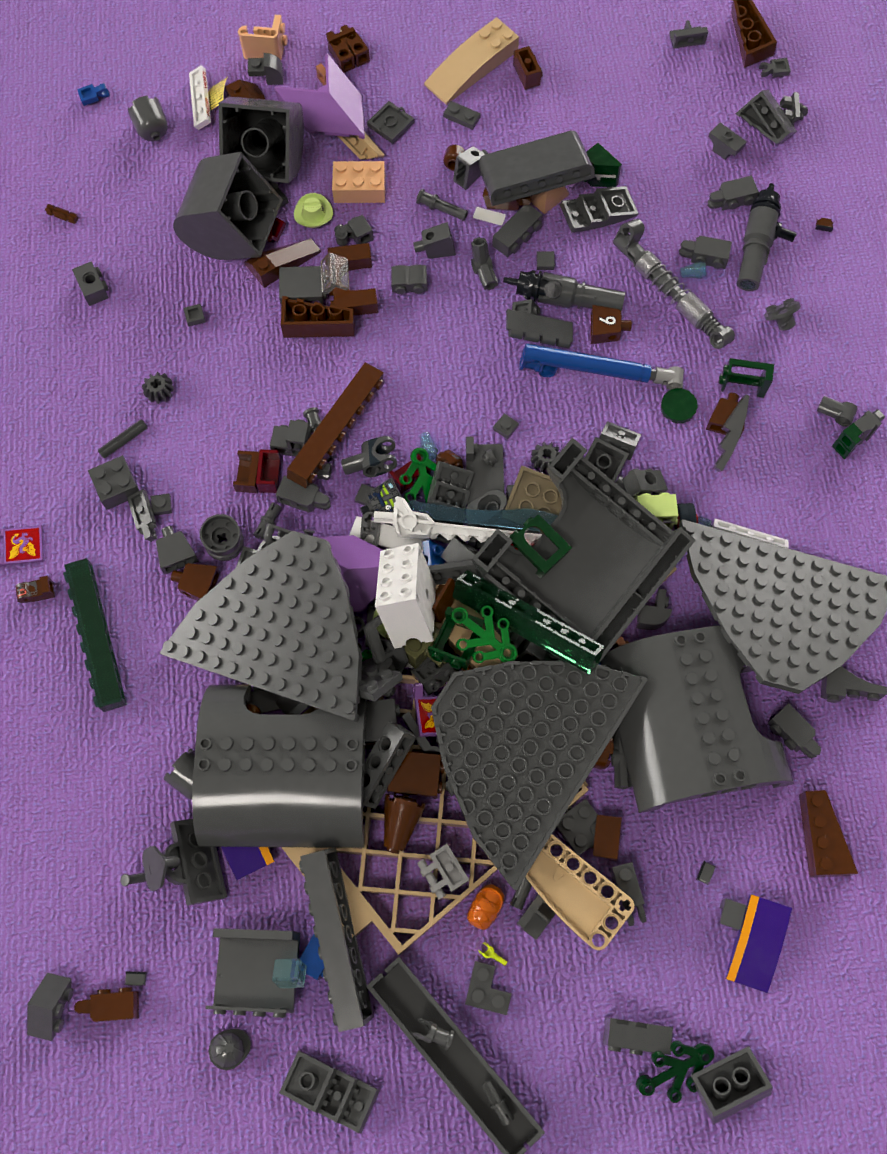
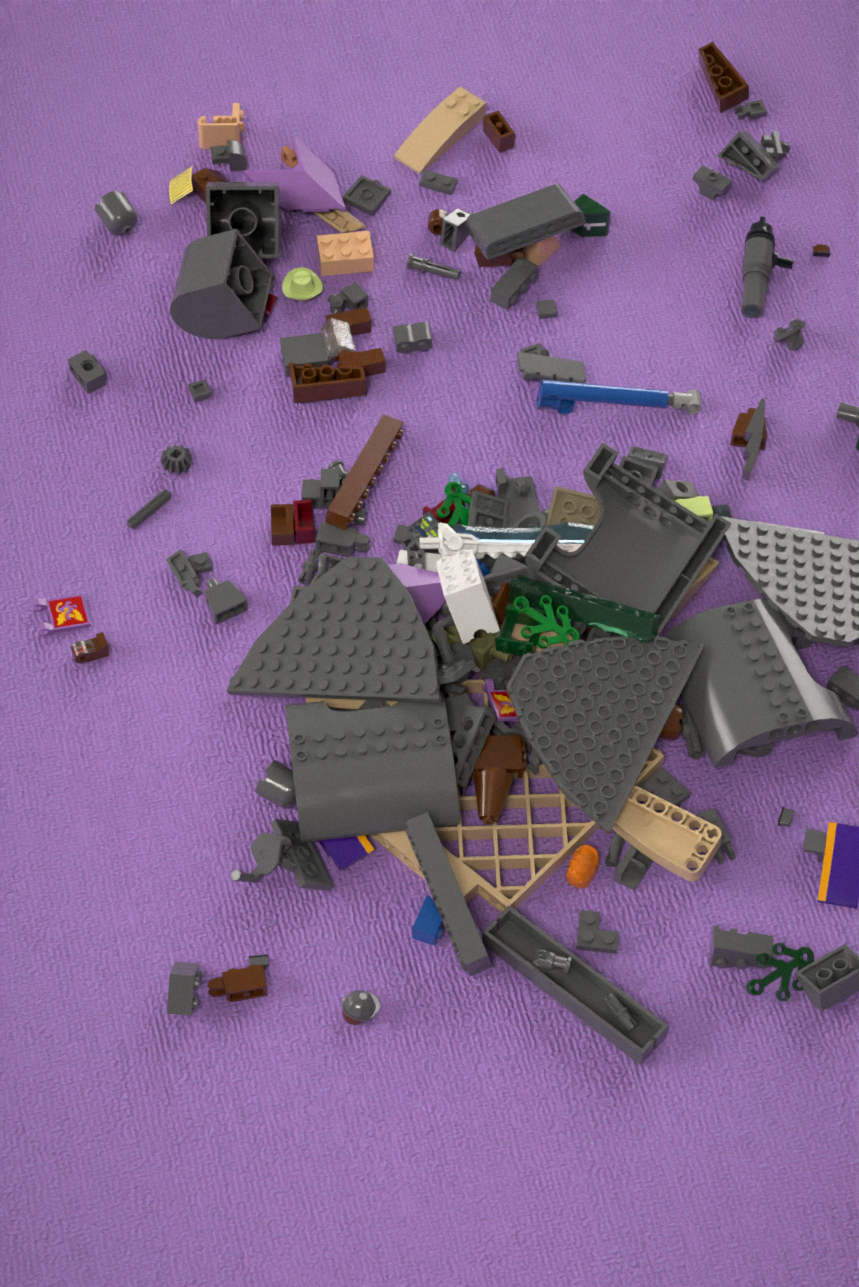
camera: 10 degrees left, 15 degrees down
(61, 213) = (41, 311): reddish brown axle -> none
(90, 94) = (49, 196): blue plate -> none
(95, 635) = (159, 681): clear green brick -> none
(113, 482) = (150, 546): dark grey brick -> none
(196, 579) = (249, 623): reddish brown torso -> none
(199, 97) = (164, 189): white plate -> none
(221, 527) = (270, 582): dark grey wheel -> none
(247, 970) = (374, 935): dark grey panel -> none
(289, 973) = (409, 928): clear light blue panel -> none
(292, 255) = (267, 339): wedge -> none
(329, 1091) = (461, 1028): dark grey slope -> none
(347, 48) = (309, 128): reddish brown hips -> none
(372, 458) = (405, 499): dark grey connector -> none
(436, 242) = (434, 300): dark grey torso -> none
(449, 868) = (543, 829): light grey plate -> none
(483, 264) = (484, 316): dark grey piece -> none
(489, 216) = (481, 273): white sticker -> none
(491, 954) = (593, 902): neon yellow hand -> none
(505, 426) = (532, 460): dark grey plate -> none
(522, 545) = (592, 562): dark green panel -> none
(541, 452) = (575, 481): dark grey gear -> none
(564, 291) = (572, 333): dark grey piece -> none
(598, 209) = (593, 256): dark grey slope -> none
(607, 324) = (618, 360): reddish brown torso -> none
(607, 837) = (688, 793): reddish brown panel -> none
(654, 616) = (708, 601): dark grey brick -> none
(678, 405) = (700, 426): dark green tile -> none
(687, 304) = (654, 305): dark grey piece -> none
(688, 36) = (659, 87): dark grey panel -> none
(695, 270) = (698, 303): clear light blue cone -> none
(708, 250) = (707, 285): dark grey hinge -> none
(734, 194) = (726, 230): dark grey hinge -> none
(763, 382) = (755, 396): dark green panel -> none

